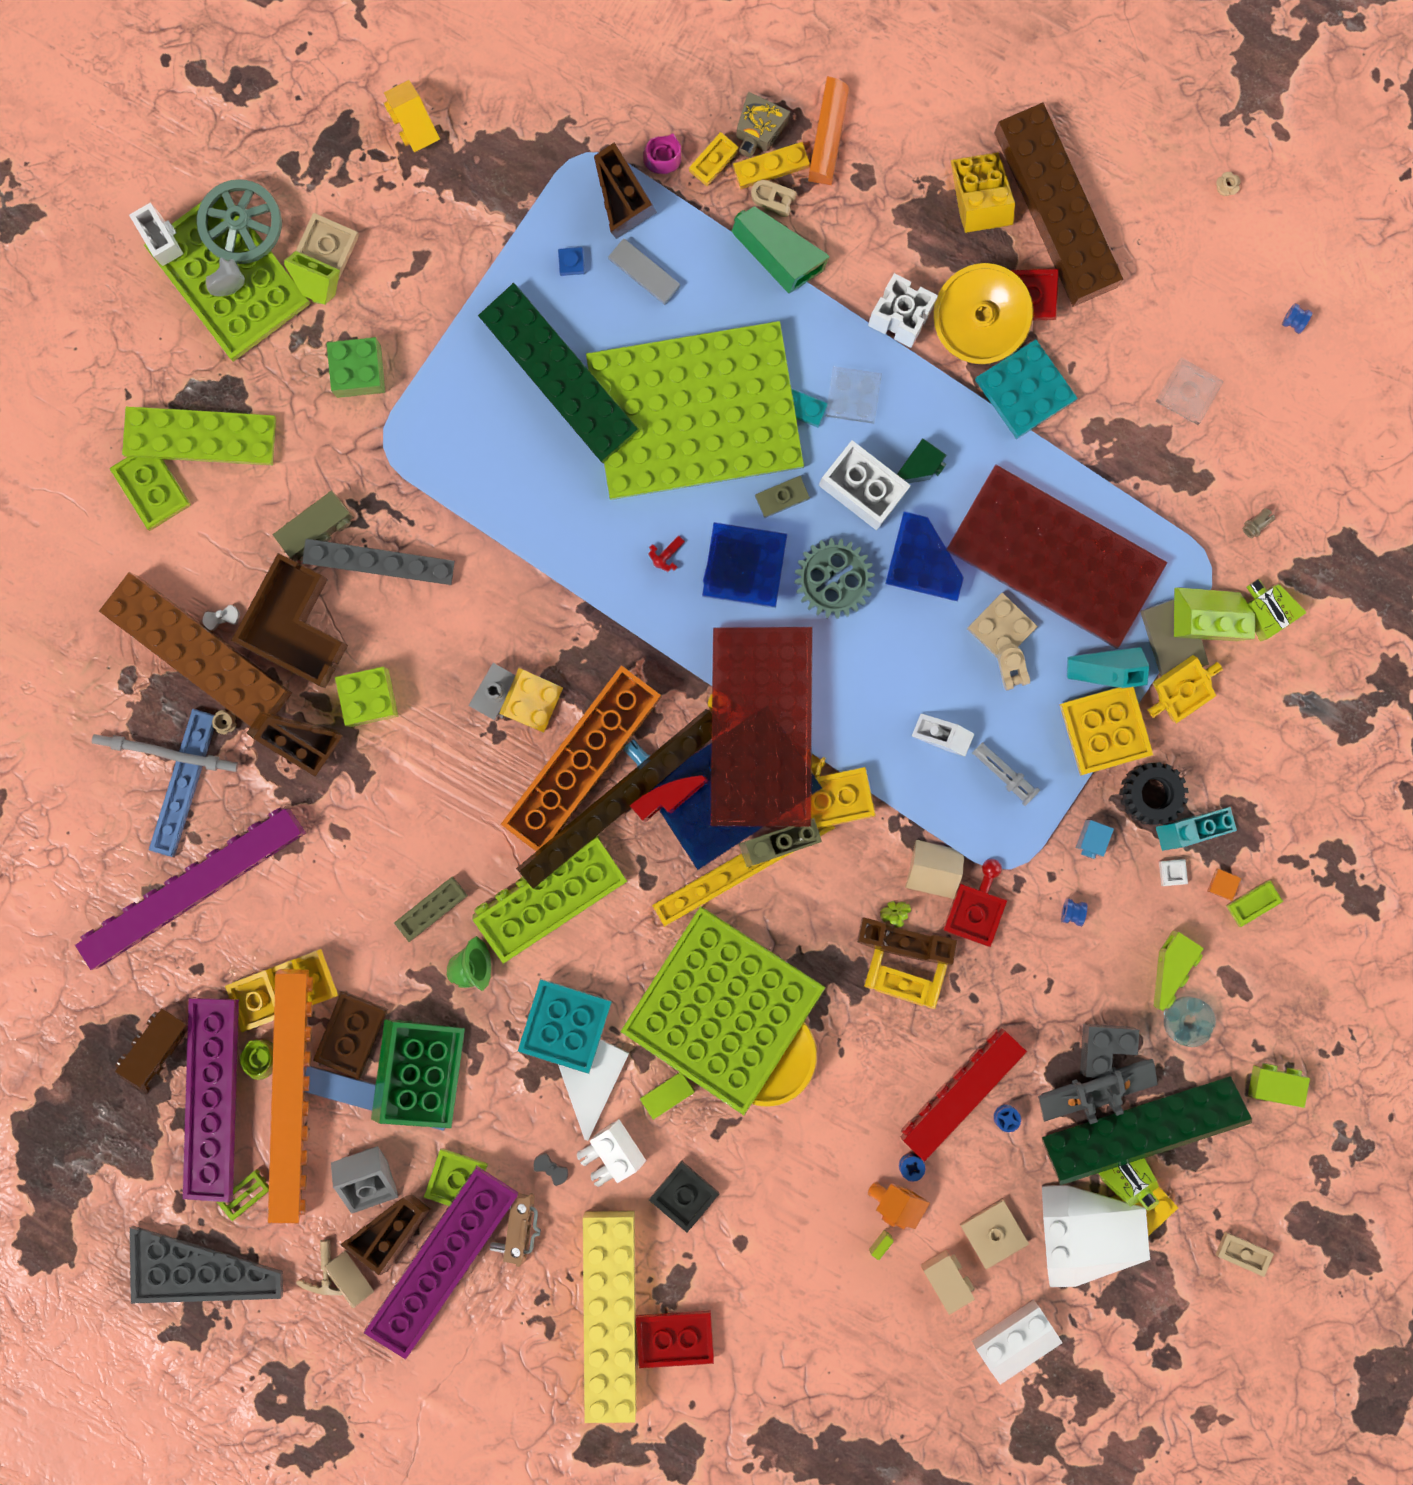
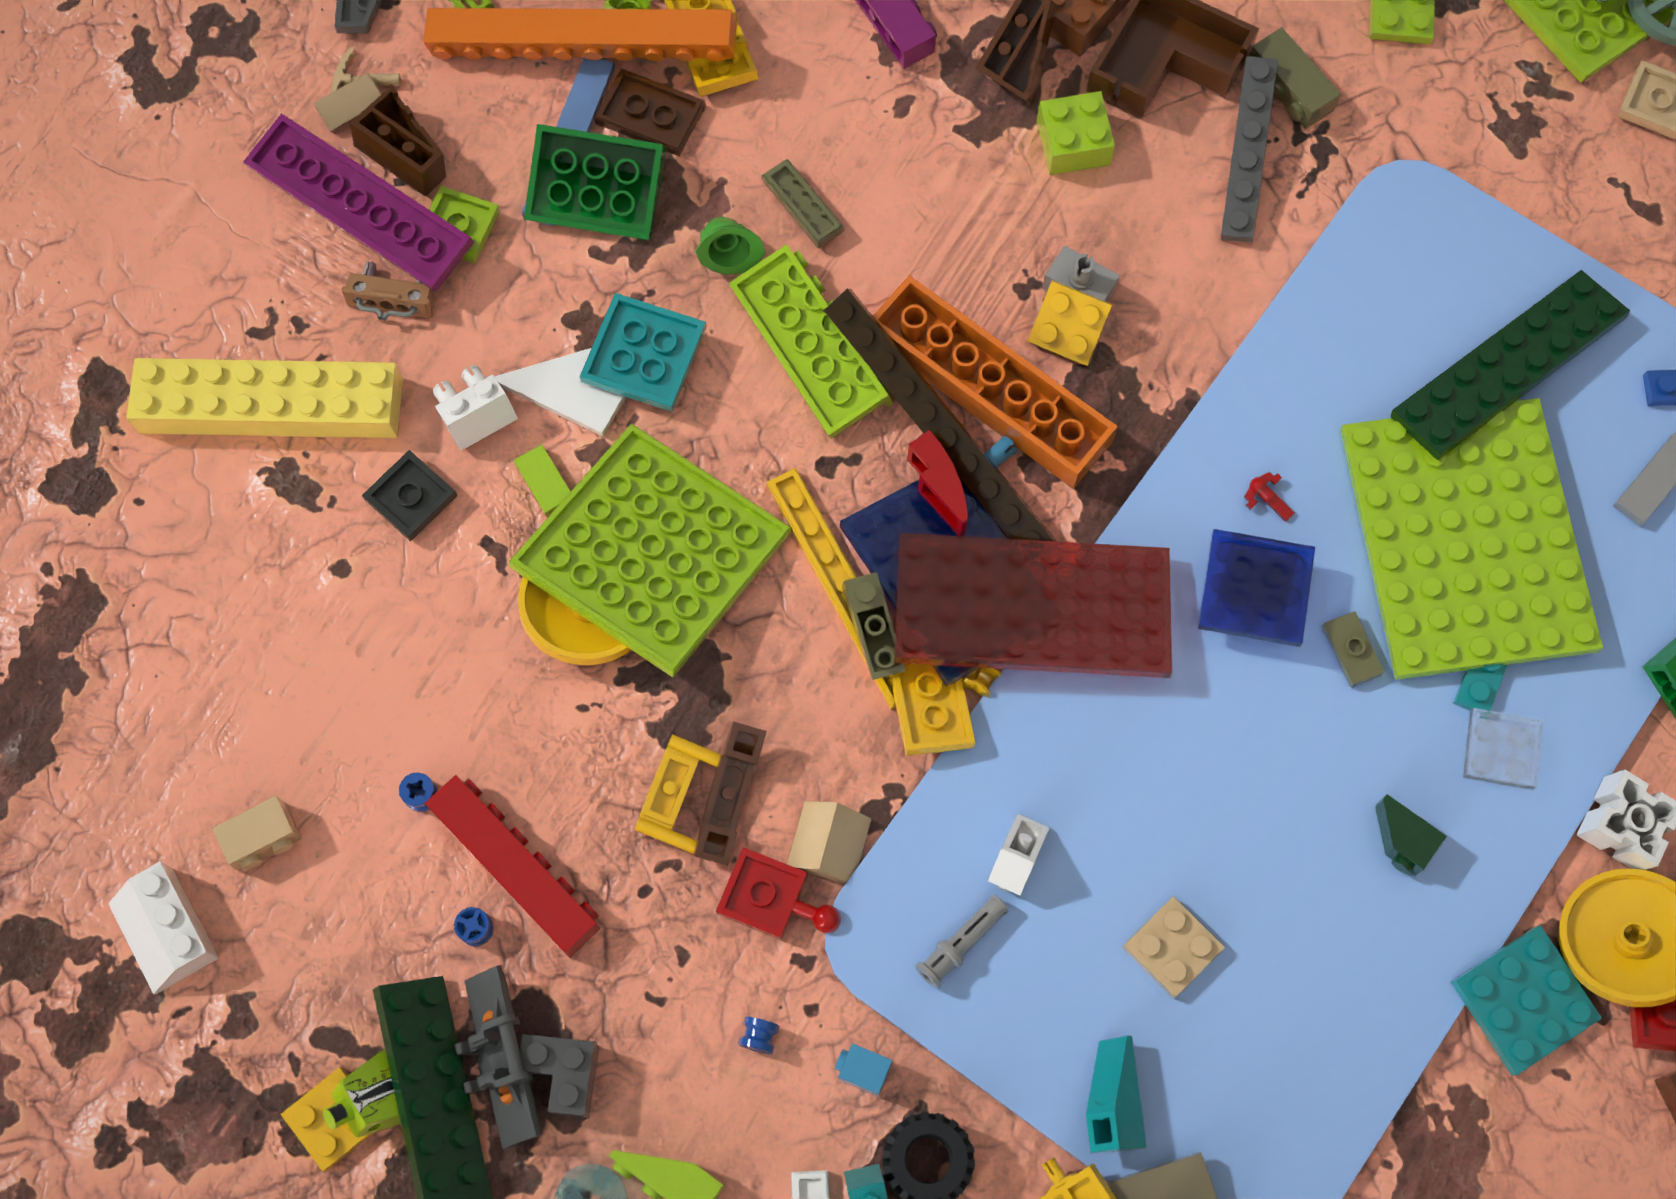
camera: 90 degrees right, 15 degrees down
(313, 277) = (1616, 79): lime slope -> none
(355, 367) = (1501, 128): bright green brick -> none
(363, 1180) = (468, 119): light grey slope -> none
(544, 1164) = (454, 345): dark grey piece -> none
(674, 1339) = (226, 479): red plate -> none
(821, 560) = (1265, 696): sand green gear -> none
(864, 485) = (1375, 753): white slope -> none
(881, 1245) = (317, 746): lime tile -> none
(895, 913) = (769, 783): lime plant -> none
(899, 1205) = (367, 767): orange brick -> none
(922, 560) = (1268, 834): clear blue plate -> none
(994, 1234) = (315, 904): tan plate -> none
(1009, 659) = (1127, 952): tan plate -> none
(1056, 556) = (1278, 1031): clear red plate -> none
(1090, 1235) = (298, 1034): white wedge -> none
(1106, 729) = (1024, 1092): yellow plate -> none

